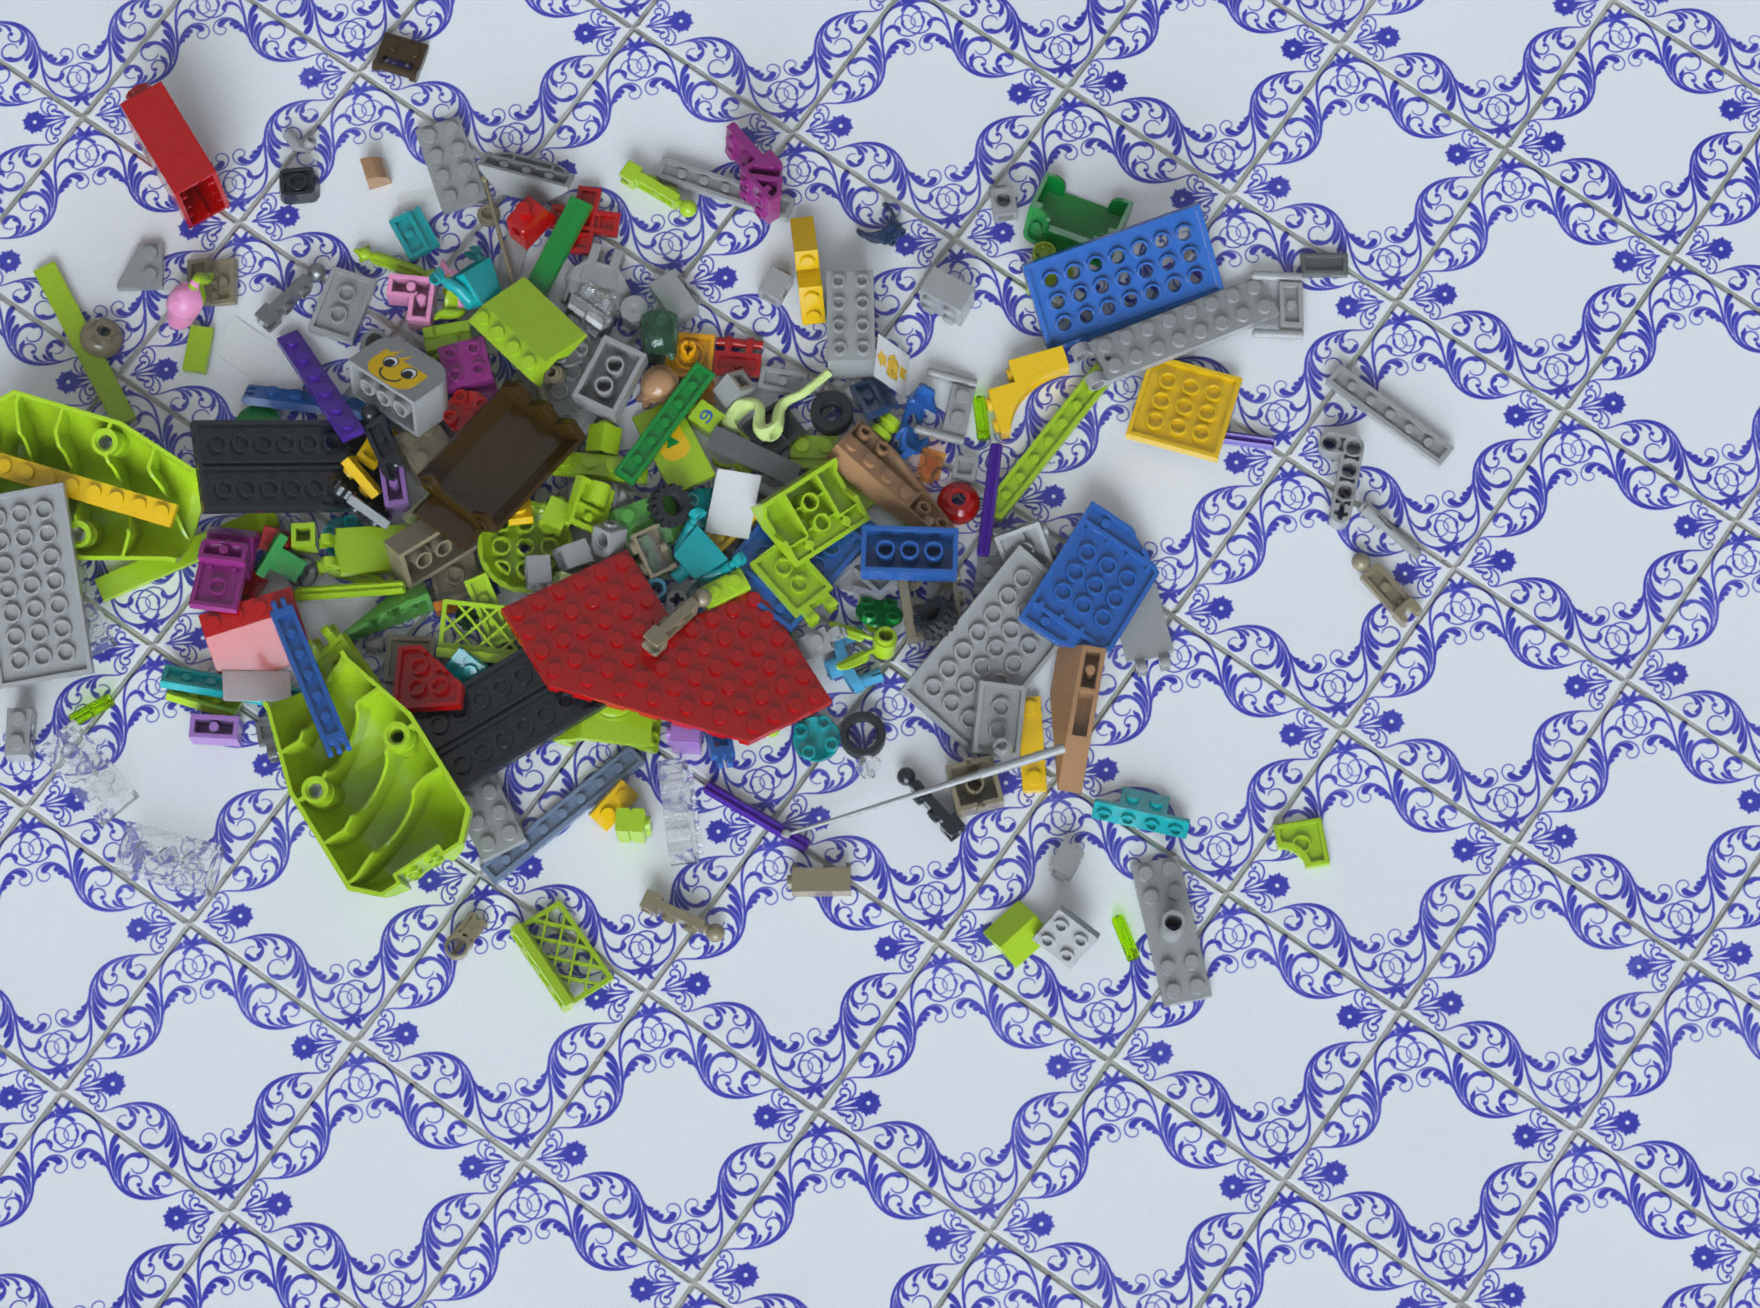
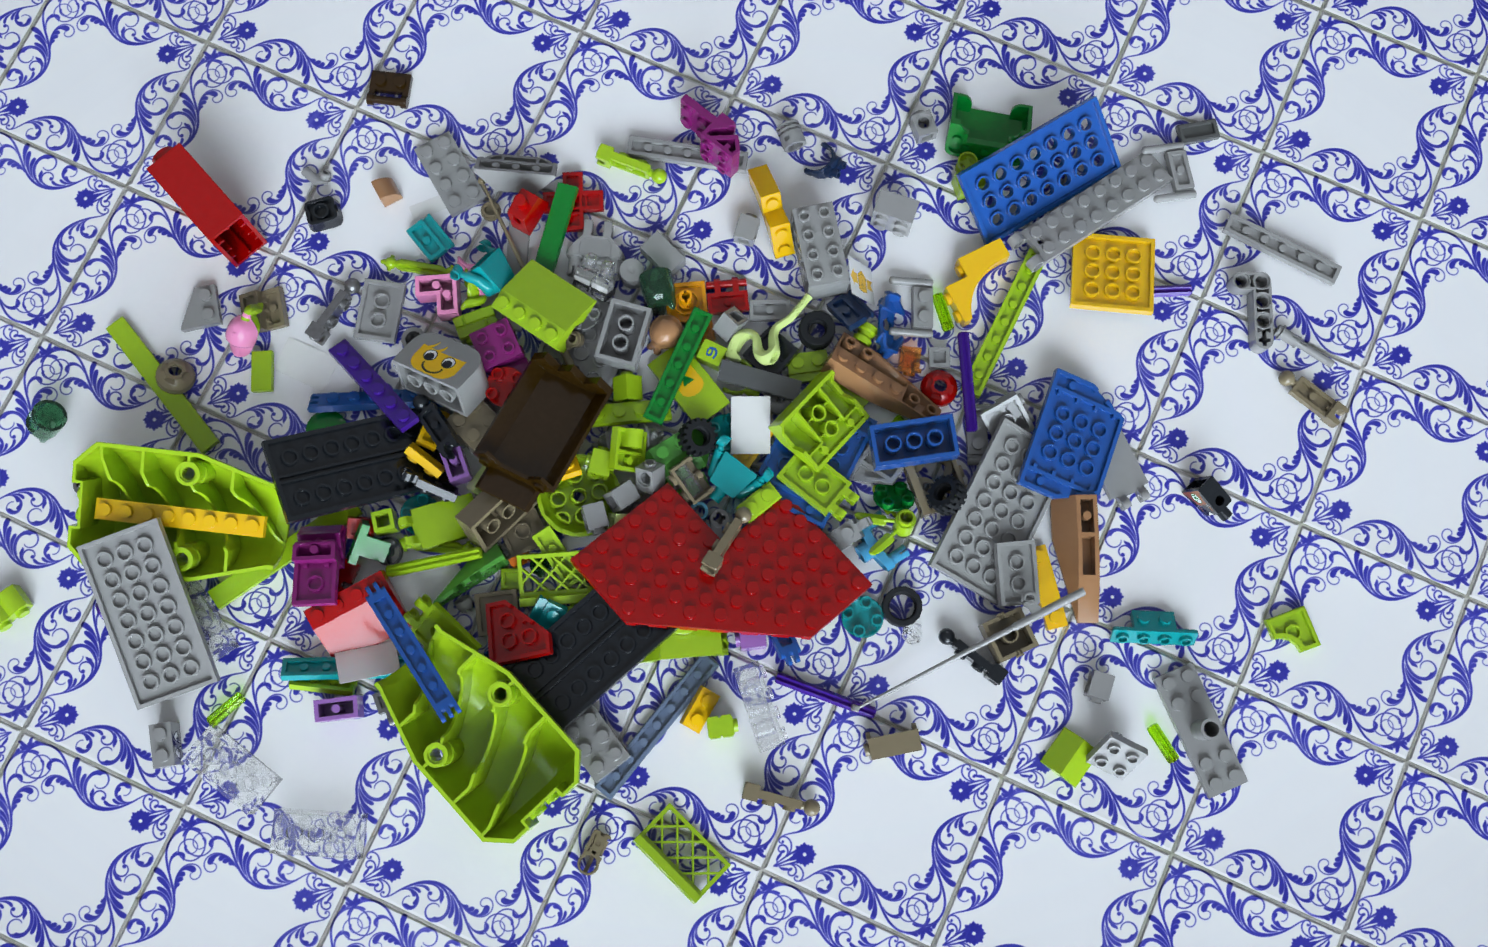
camera: 15 degrees left, 5 degrees up
(430, 626) = (509, 579): none -> lime tile
(848, 188) = (790, 134): none -> light grey piece
(1235, 668) = (1209, 497): none -> black torso

